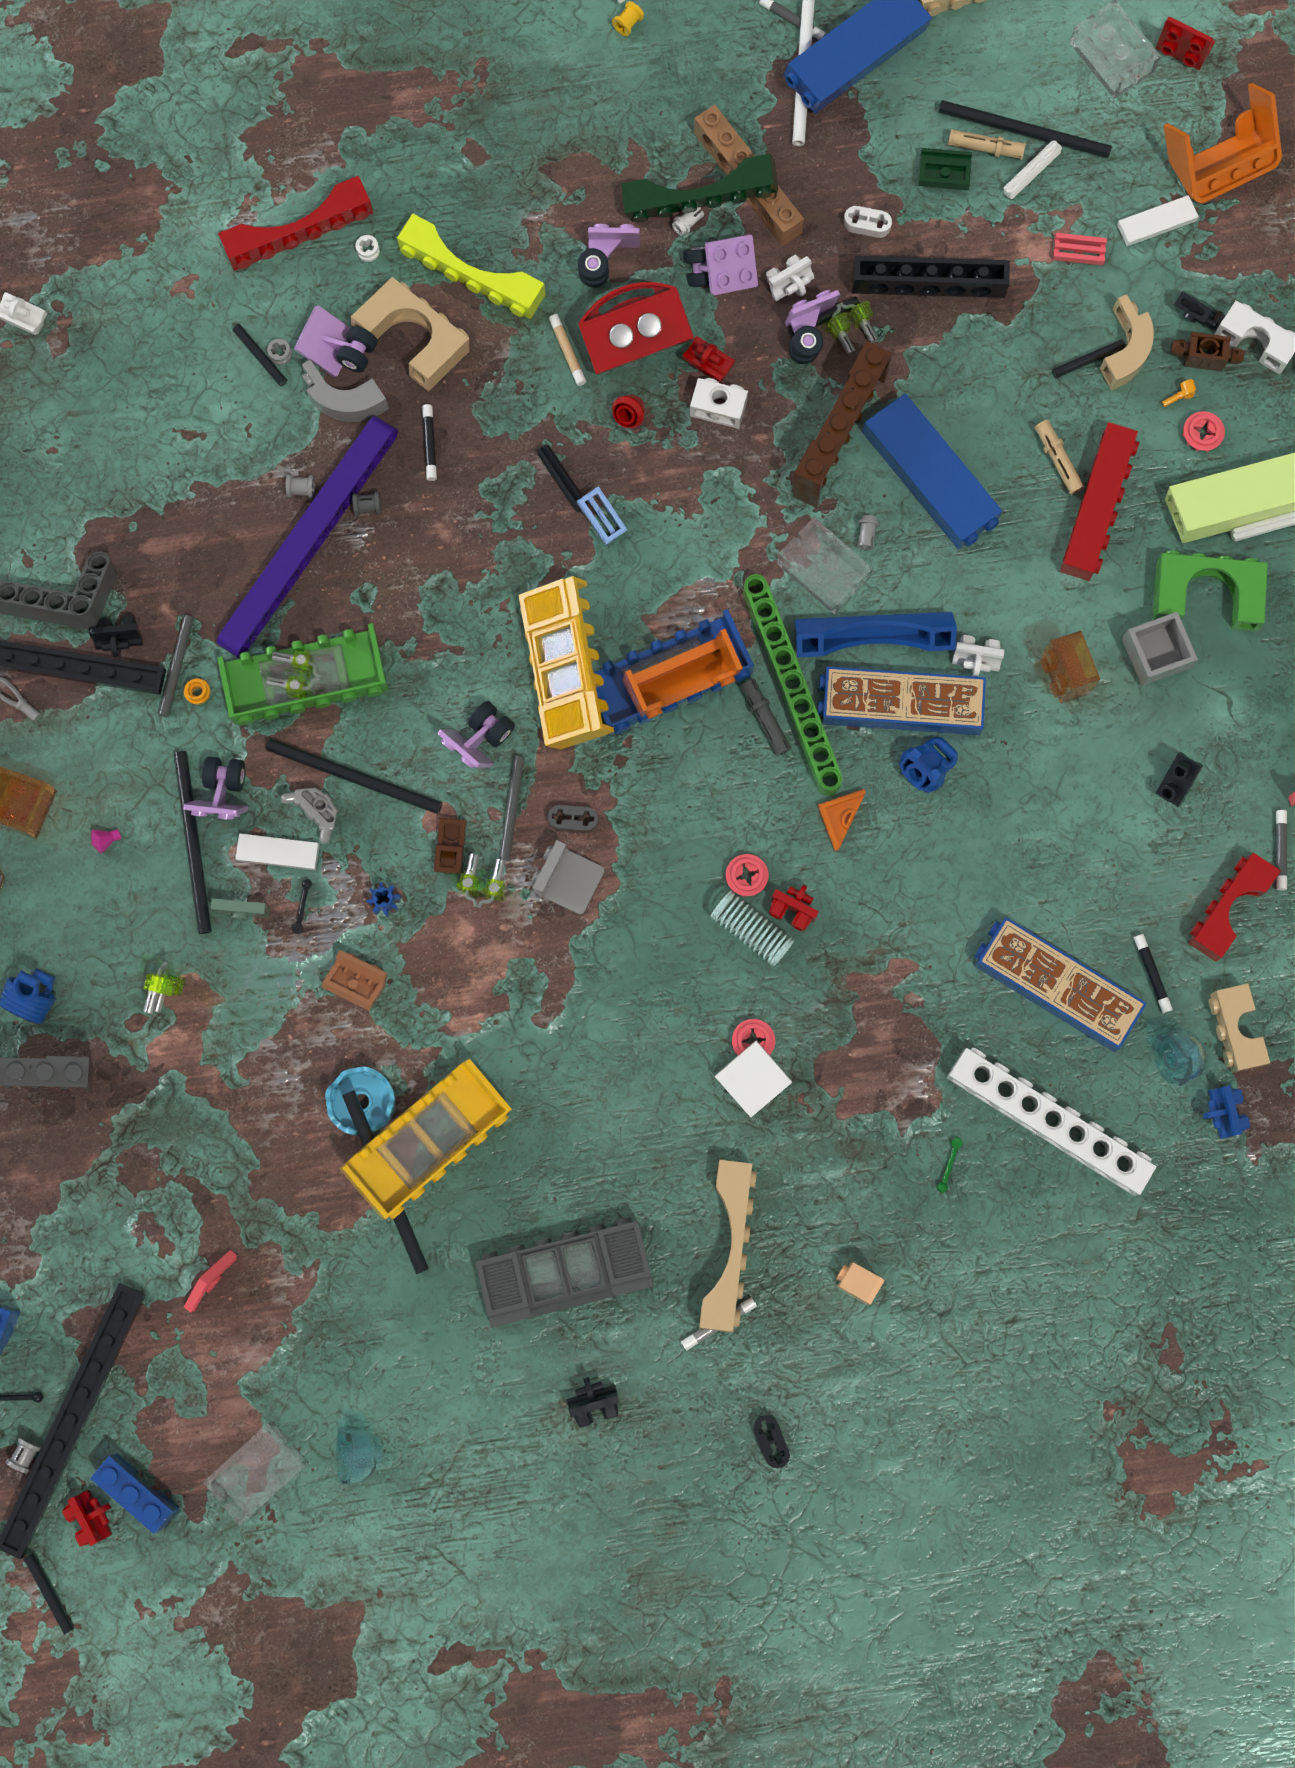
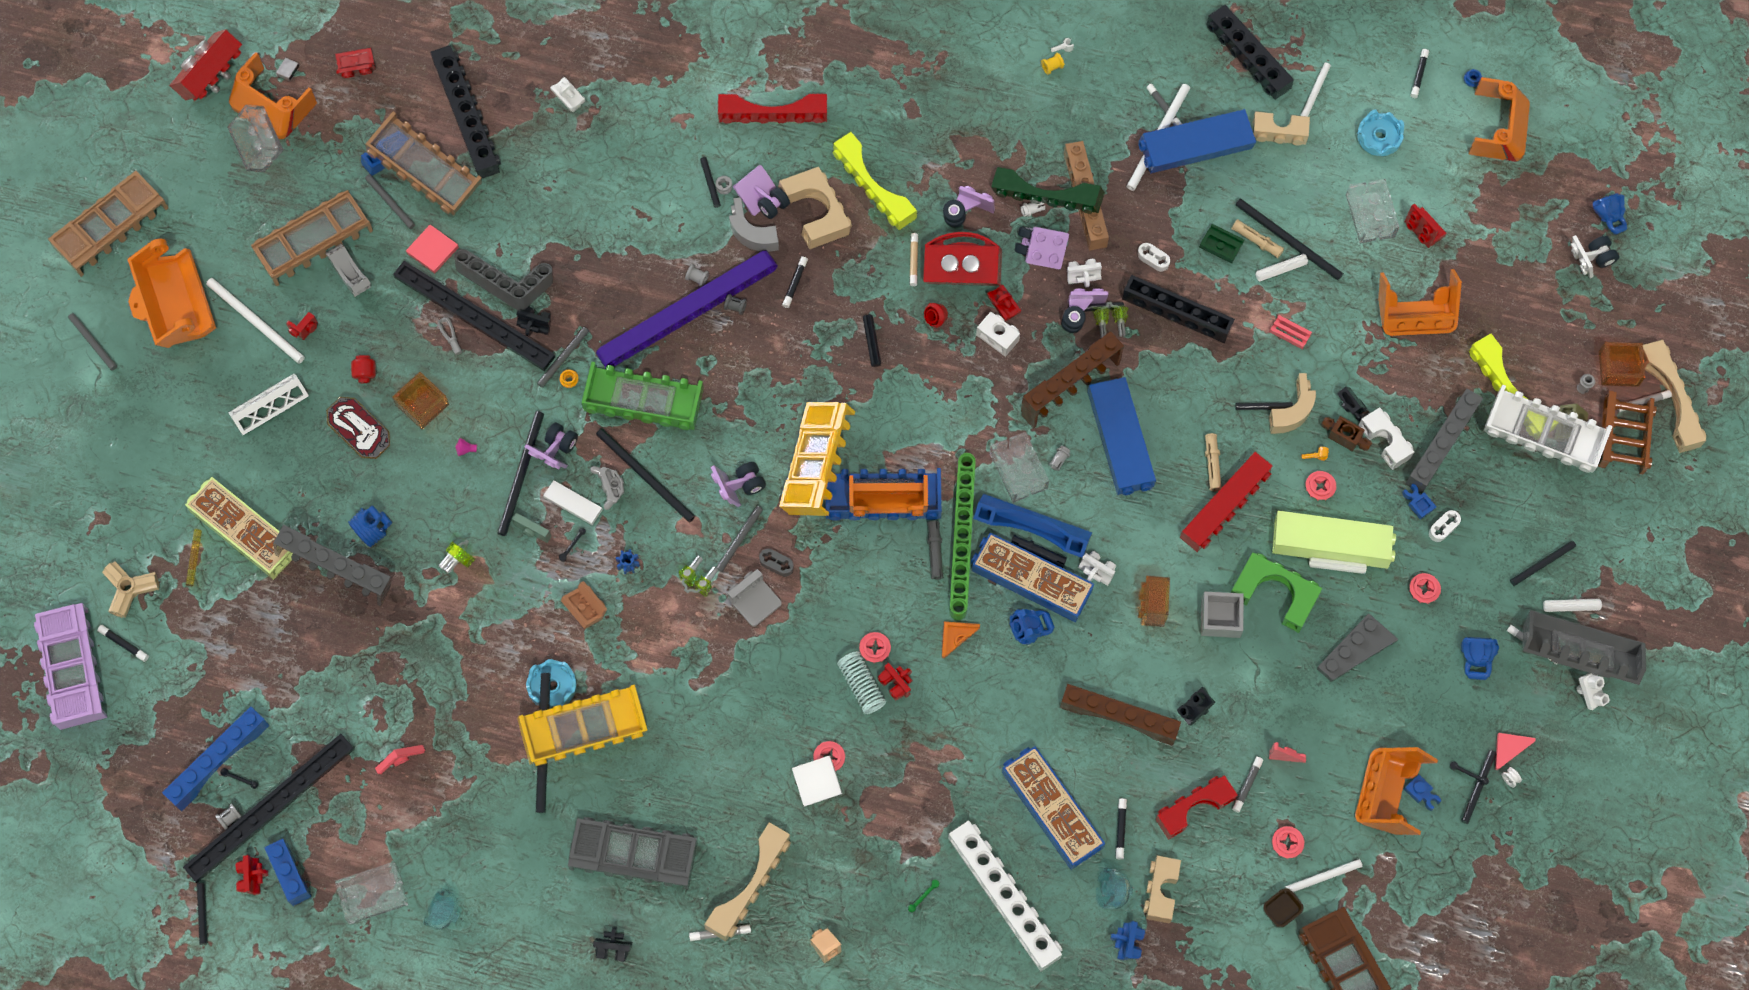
camera: 20 degrees right, 10 degrees down
(302, 663) = (645, 388): piece -> none
(365, 241) = (813, 137): white bush -> none
(450, 845) = (687, 546): reddish brown slope -> none
(613, 534) = (879, 377): light blue tile -> none
(894, 663) = (1044, 553): none -> black pin
(1126, 826) = (1147, 722): none -> reddish brown arch
(1157, 220) = (1353, 334): white tile -> none

